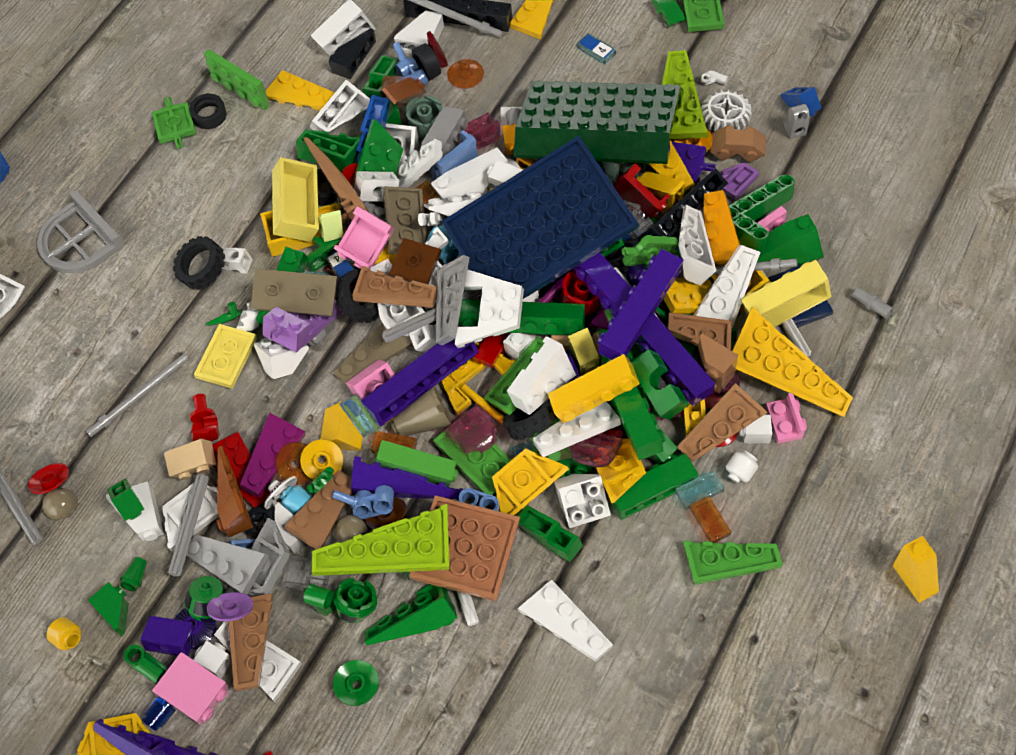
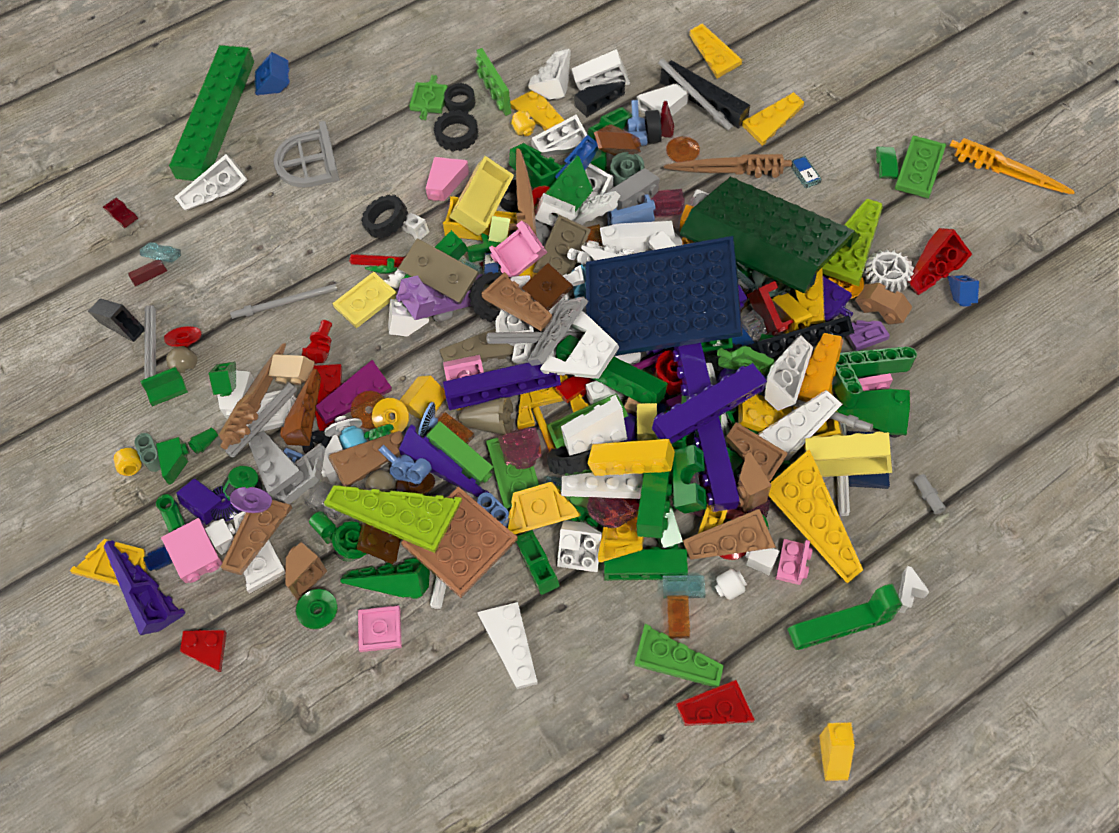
camera: 25 degrees right, 0 degrees up
(58, 539) = (164, 386): none -> green panel
(82, 613) = (147, 452): none -> sand green beam
(166, 520) = (246, 408): none -> medium nougat piece
(216, 310) = (374, 260): none -> red axle
(217, 131) = (451, 118): none -> black tyre
(239, 197) = (445, 177): none -> bright pink slope
(290, 110) = (523, 123): none -> yellow head
(293, 51) = (553, 78): none -> white wedge
(323, 649) = (302, 570): none -> medium nougat slope
(359, 415) = (437, 393): clear light blue tile -> none
(367, 445) = (428, 420): none -> dish
(384, 587) = (378, 543): none -> reddish brown plate
(429, 671) = (379, 628): none -> bright pink tile
(527, 68) = (736, 165): none -> medium nougat piece
(644, 225) = (751, 337): clear slope -> none
(712, 77) = (895, 236): white arm -> none
(765, 78) = (939, 258): none -> red wedge
(790, 584) = (717, 706): none -> red wing
(797, 118) = (949, 303): light grey leg -> none
(882, 432) = (878, 611): none -> green beam
(900, 395) = (911, 586): none -> white slope

